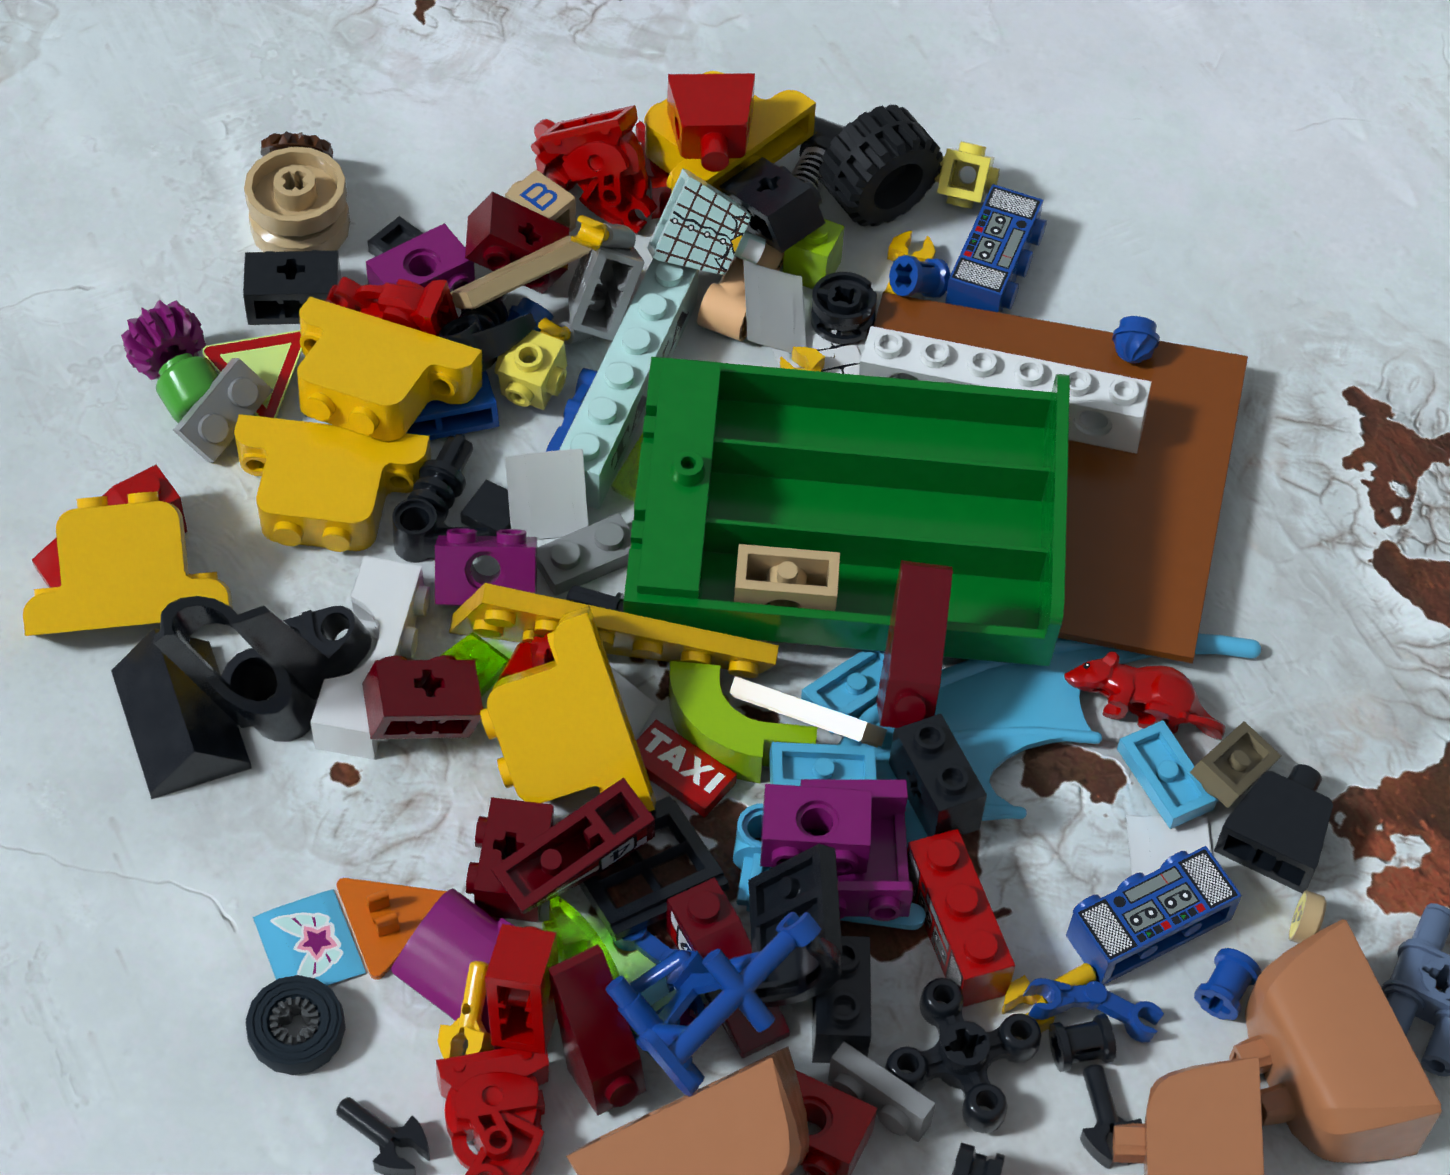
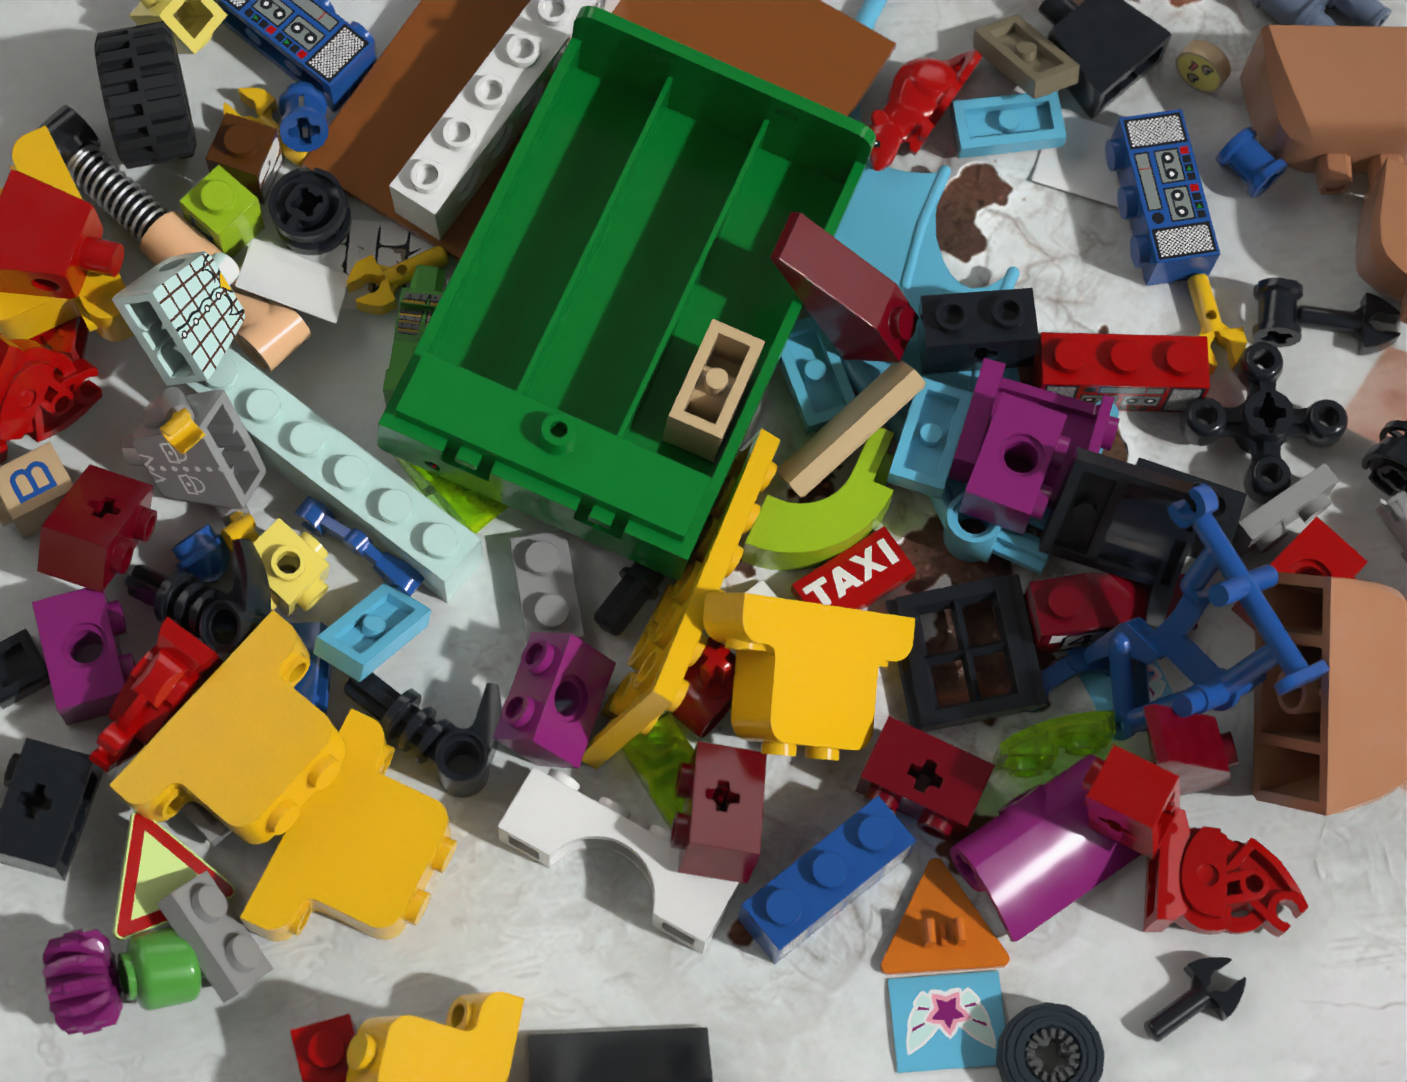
camera: 75 degrees left, 15 degrees up
(284, 660) = (626, 942): black panel -> none
(397, 805) = (826, 879): none -> blue brick
(469, 1023) = (1104, 876): yellow bar -> none
(488, 508) = (454, 672): black tile -> none
(494, 430) = (372, 631): none -> medium azure plate
(518, 273) = (165, 532): tan tile -> none
(547, 492) = (474, 604): white sticker -> none
(577, 847) = (961, 704): dark red slope -> none
(779, 203) = (172, 220): black brick -> none
(868, 248) = (247, 153): none -> reddish brown brick
(1094, 997) = (1231, 309): blue piece -> none

